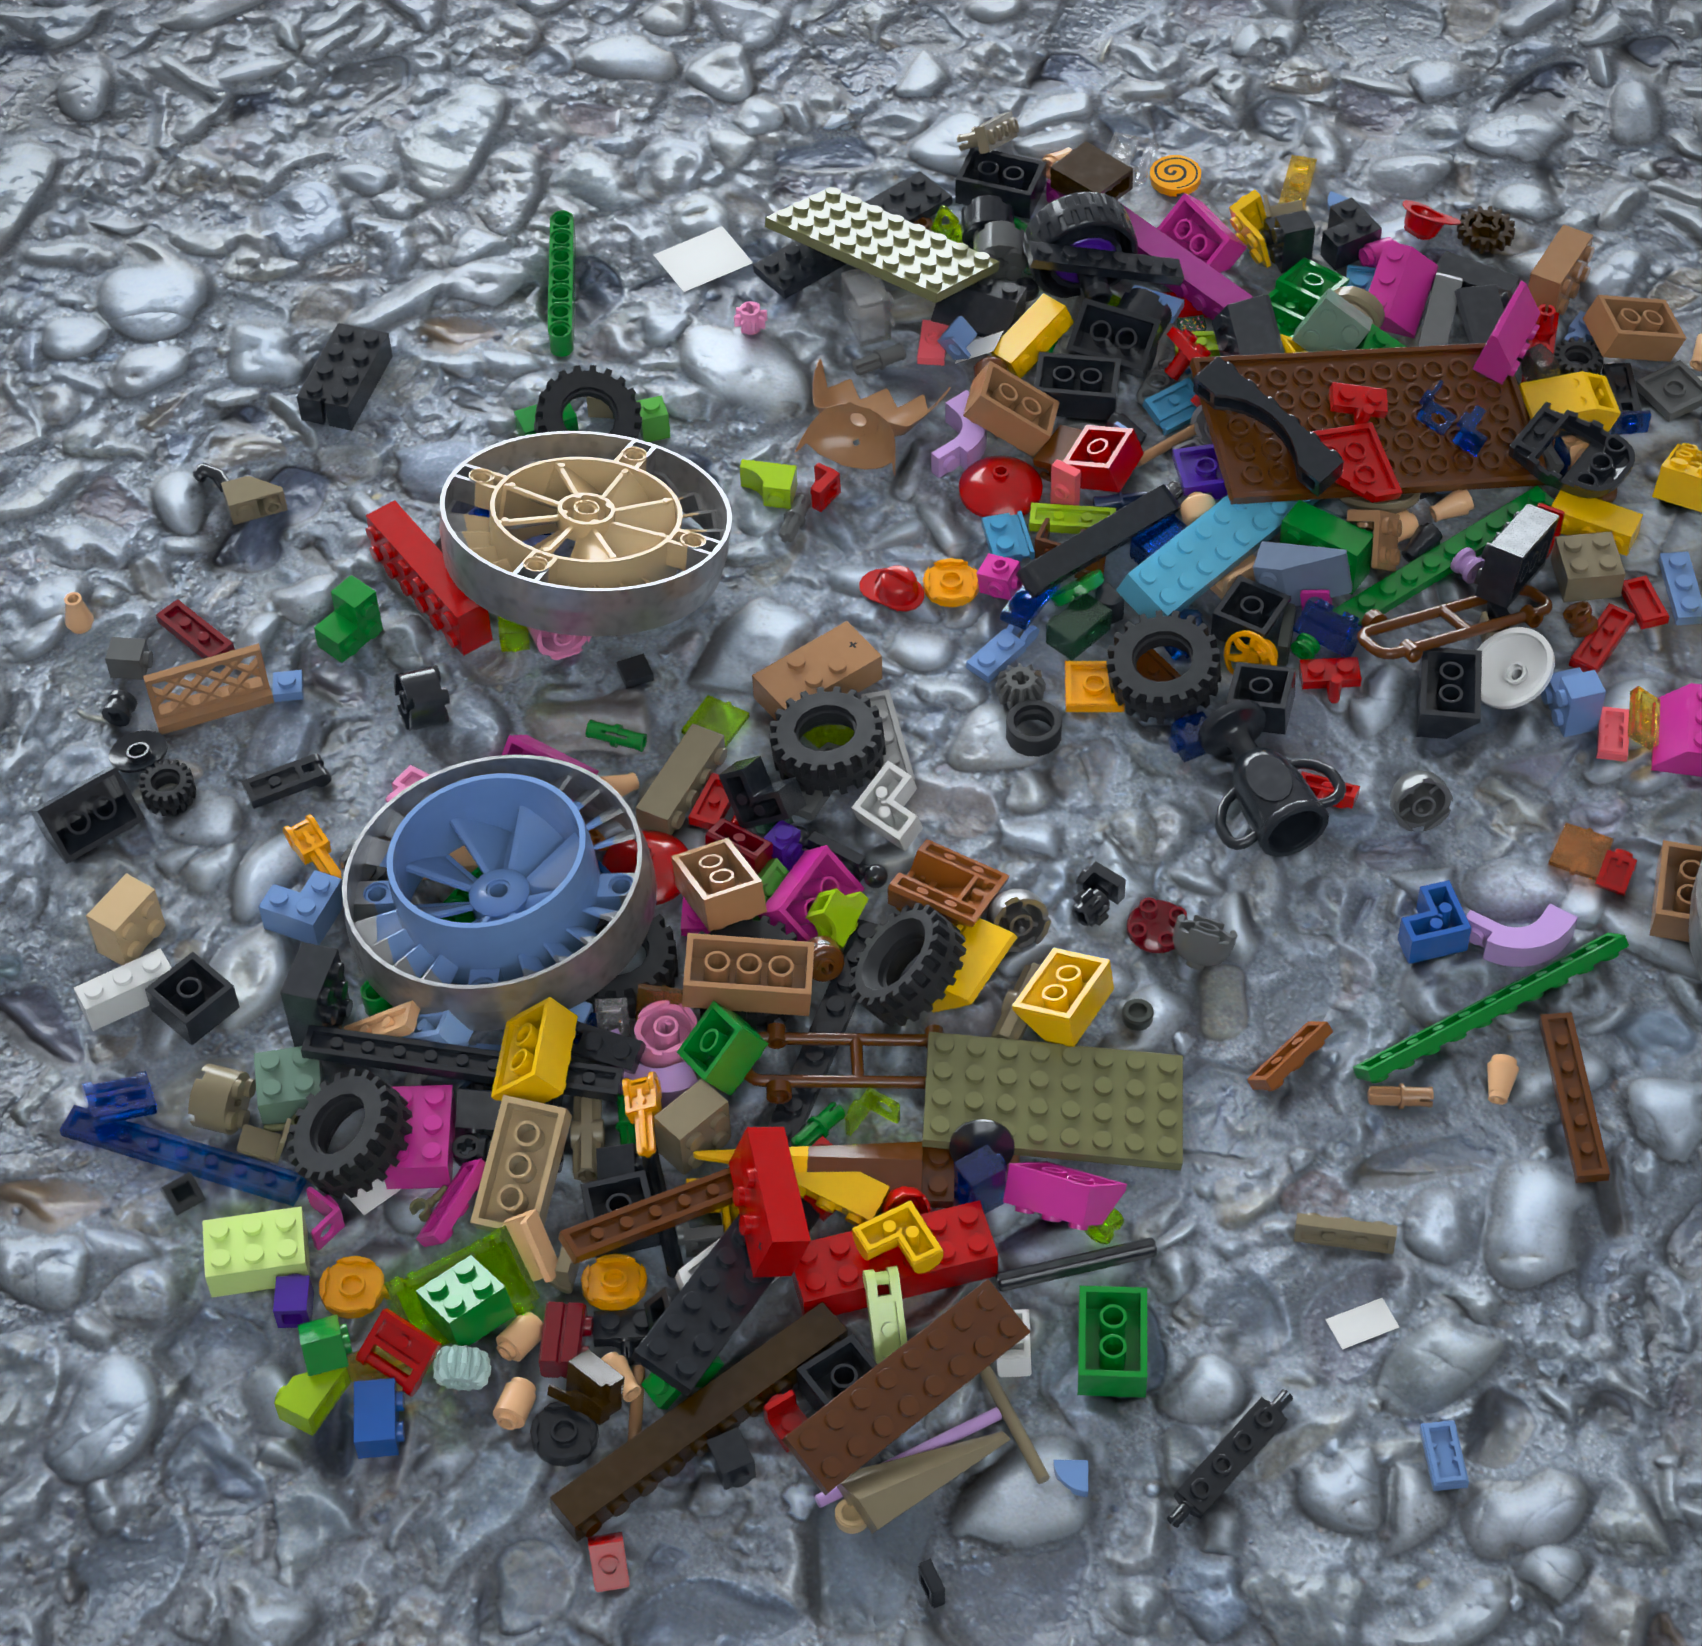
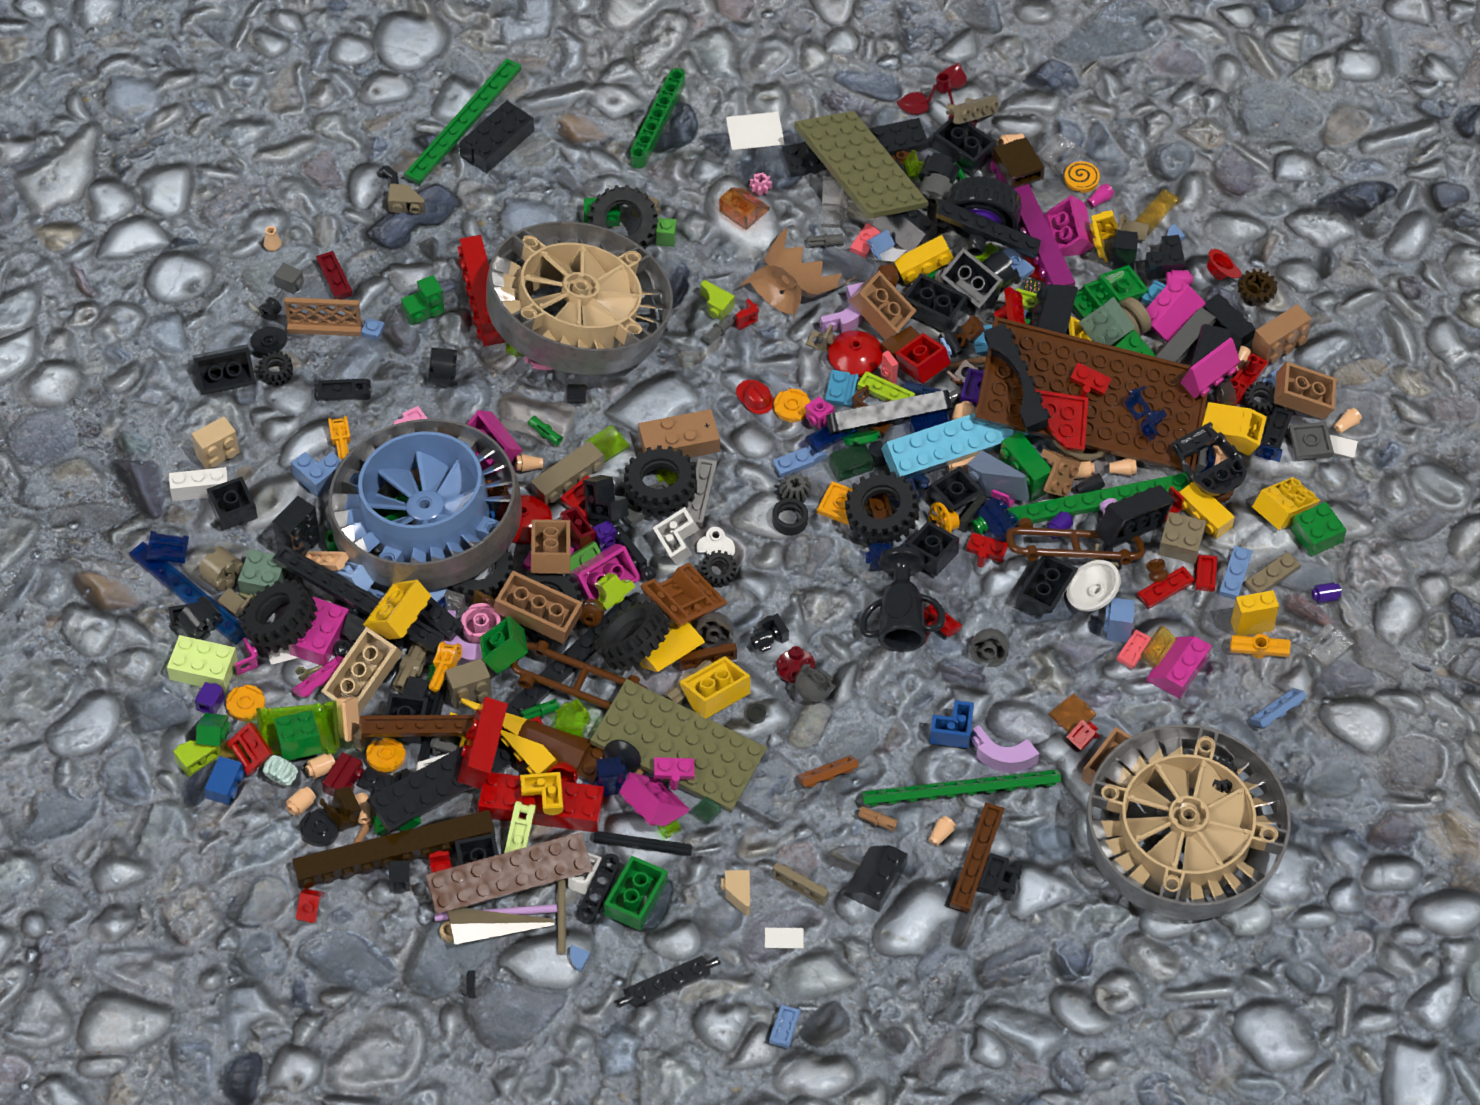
camera: 20 degrees right, 5 degrees up
(223, 1184) = (199, 618): none -> black brick
(284, 375) = (462, 121): none -> green plate
(741, 356) = (742, 207): none -> clear orange slope
(876, 1126) = (571, 722): none -> clear neon green brick
(931, 114) = (952, 77): none -> dark red plant
(948, 806) = (709, 543): none -> white plate
(950, 483) = (828, 339): none -> dark tan bracket
(978, 818) = (719, 557): none -> black tyre
(1034, 951) = (695, 658): none -> reddish brown plate
(1047, 1358) = (601, 889): none -> black beam
(1071, 1134) = (674, 769): none -> dark pink plate
(1146, 1179) = (707, 810): none -> clear green plate
(1148, 402) = (971, 331): none -> reddish brown plate
(1159, 470) = (957, 377): none -> bracket
(1216, 186) = (1101, 195): none -> dark pink cone
(1259, 1277) = (737, 889): none -> tan slope
(1413, 600) = (1062, 520): none -> dark purple brick
(1447, 1178) = (877, 876): none -> black slope
(1613, 1113) = (994, 873): none -> black plate

